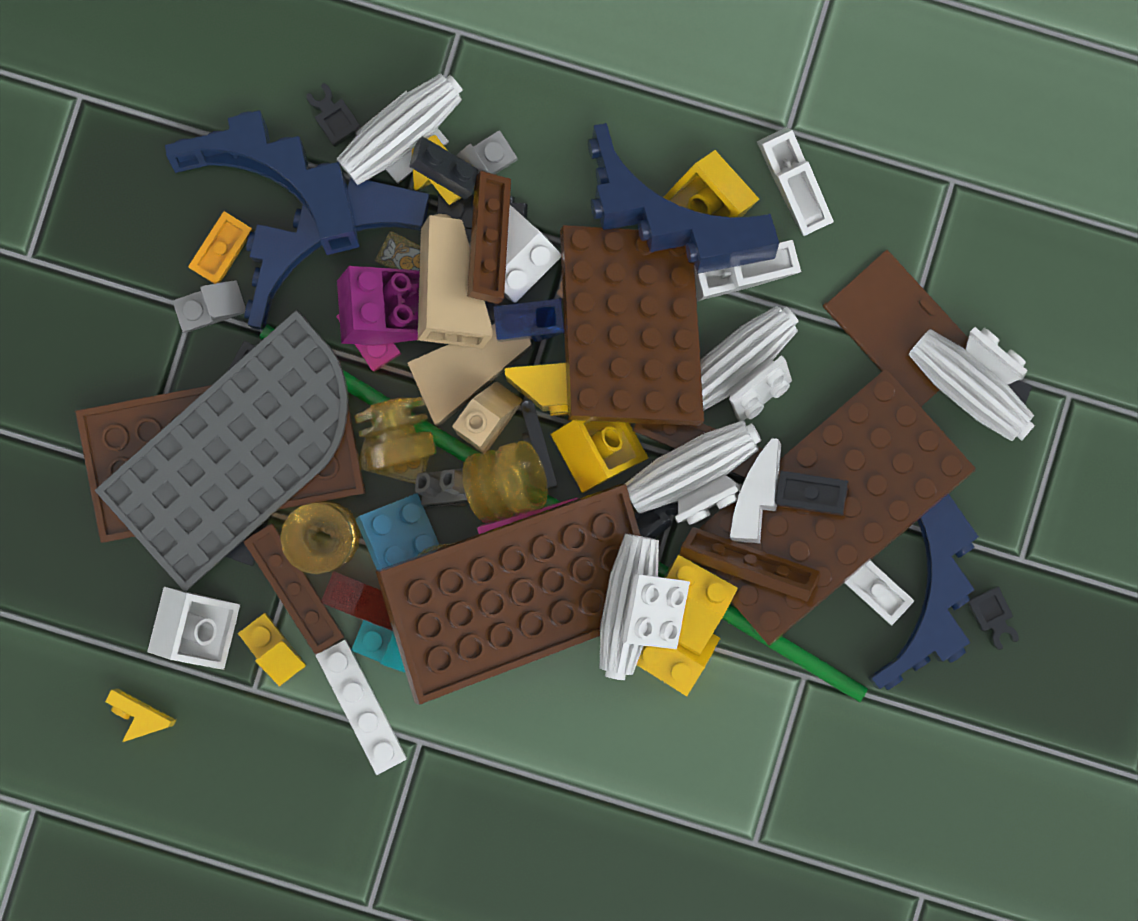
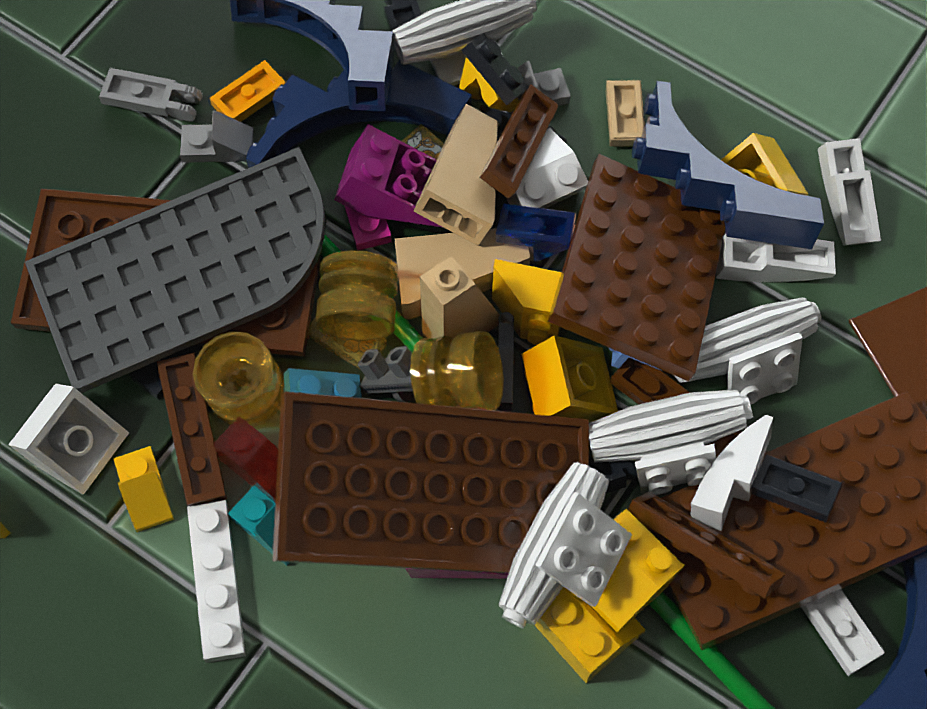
camera: 15 degrees right, 20 degrees down
(127, 278) = (149, 94): none -> light grey hinge
(572, 159) = (624, 111): none -> tan plate

